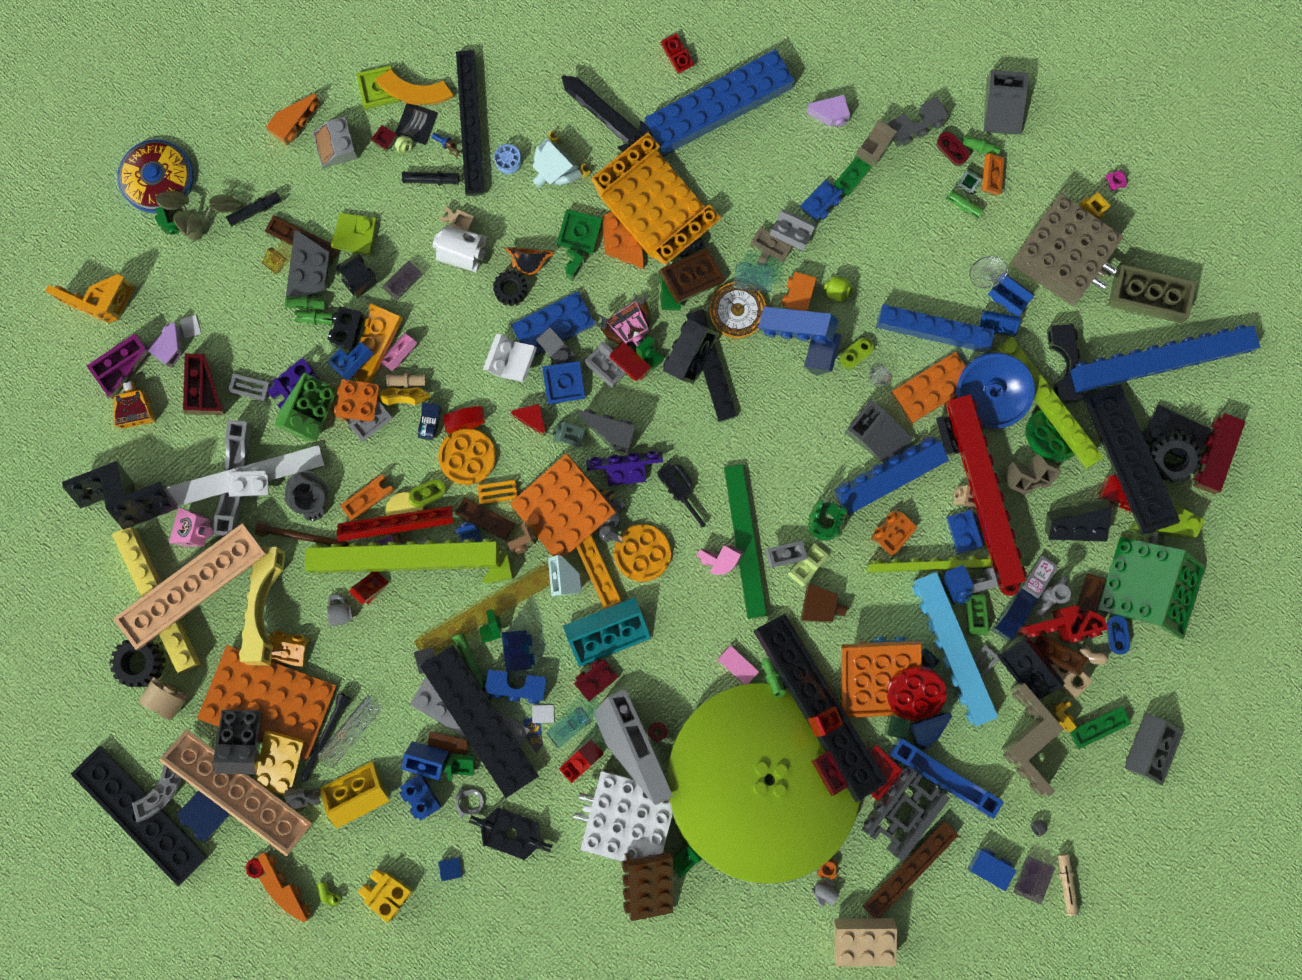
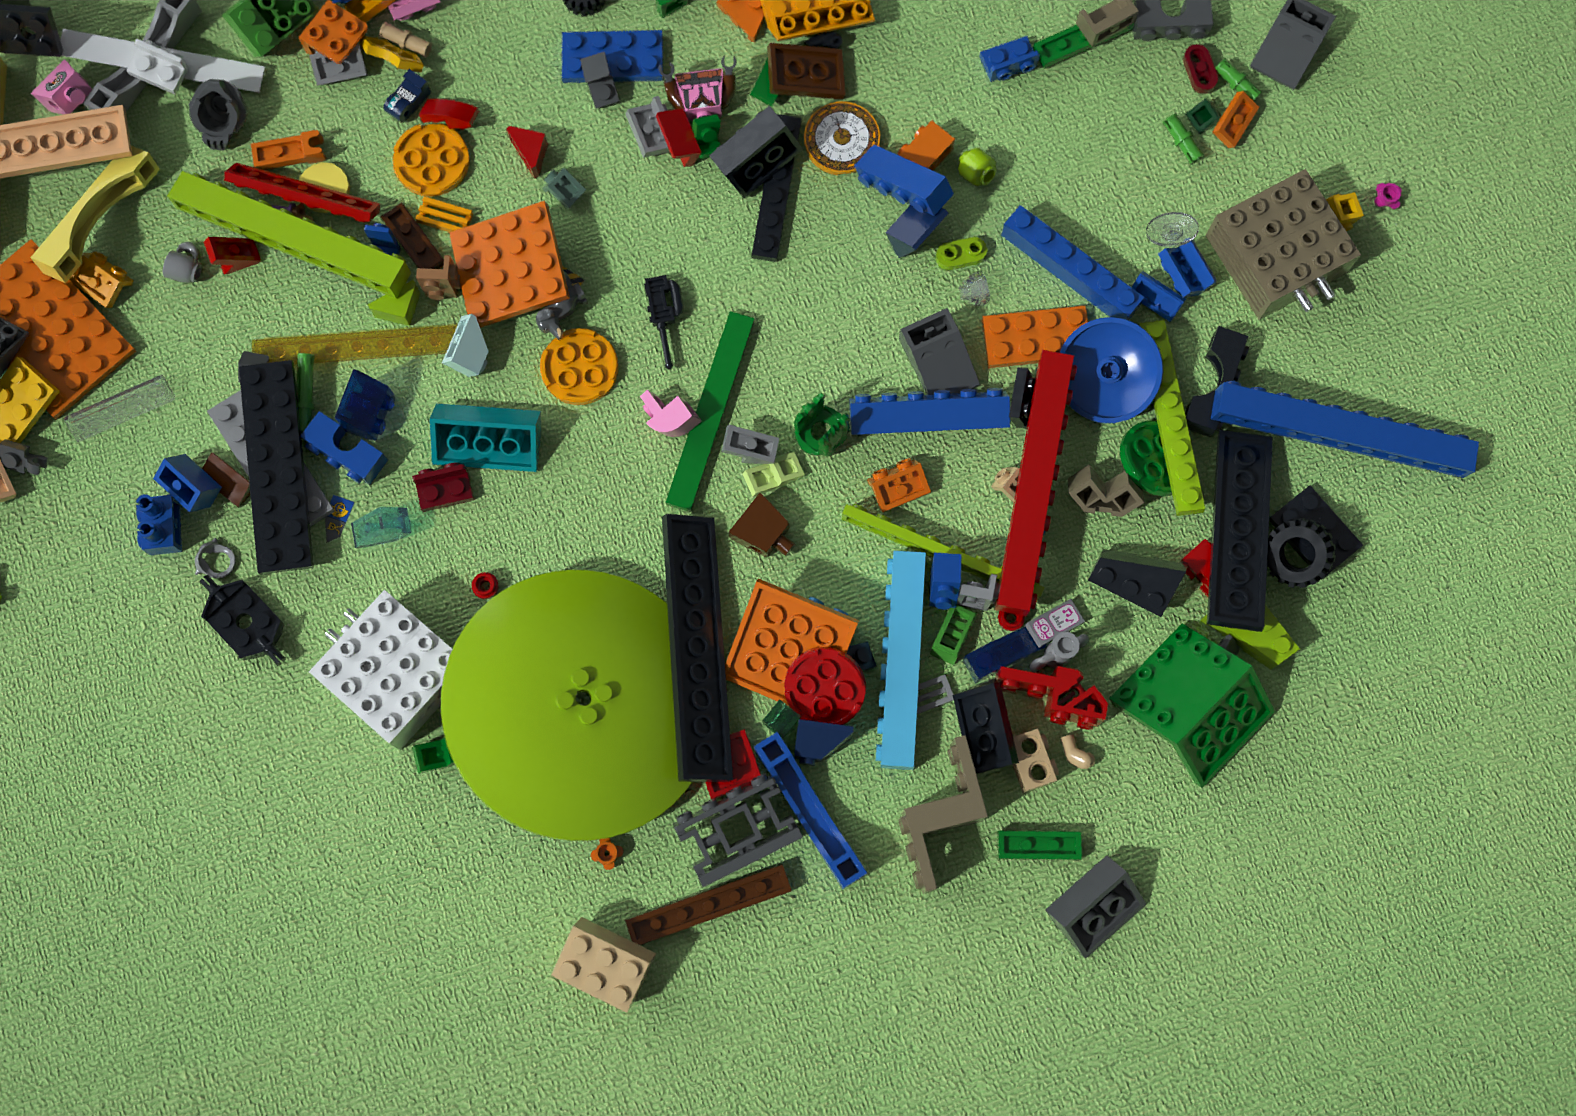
camera: 25 degrees right, 5 degrees down
(263, 529) = (149, 130): reddish brown piece -> none
(342, 702) = (129, 371): black piece -> none
(354, 795) = (83, 485): yellow slope -> none
(386, 890) = (55, 620): yellow hips -> none
(425, 492) = (359, 176): lime plate -> none
(450, 869) = (148, 628): blue slope -> none
(460, 765) = (225, 509): green bracket -> none
(491, 631) = (354, 360): green bracket -> none
(509, 358) = (536, 66): white bracket -> none
(542, 713) = (359, 499): white sticker -> none
(563, 382) = (588, 124): blue plate -> none
(581, 761) = (374, 574): red slope -> none
(598, 573) = (513, 362): light orange tile -> none
(614, 433) = (619, 208): dark grey slope -> none
(625, 469) = (610, 259): dark purple bracket -> none
(630, 745) = (439, 578): light grey wedge -> none
(648, 886) = (369, 758): reddish brown bracket -> none
(738, 665) = (625, 553): bright pink tile -> none
(753, 277) = (879, 106): clear light blue bracket -> none
(770, 247) = (919, 81): dark tan plate -> none
(773, 678) = (657, 587): bright green pin -> none
(792, 230) = (955, 74): light grey bracket -> none
(825, 722) = (691, 662): red slope -> none
(825, 893) = (588, 881): light grey piece -> none
(830, 773) = (664, 728): dark red plate -> none
(965, 531) = (987, 525): blue bracket -> none
(991, 869) = (812, 955): blue brick -> none
(1034, 880) = (859, 995): plate -> none
(1039, 827) = (899, 933): dark grey hinge -> none
(1062, 656) = (1032, 728): reddish brown tile -> none
(1064, 719) = (998, 813): yellow bracket -> none
(1068, 887) = (911, 989): tan pin -> none
(1091, 593) = (1112, 674): reddish brown tile -> none
(1120, 634) = (1118, 742): blue plate -> none
(1152, 294) = (1366, 346): olive brick -> none
(1219, 453) = (1359, 579): dark red brick -> none

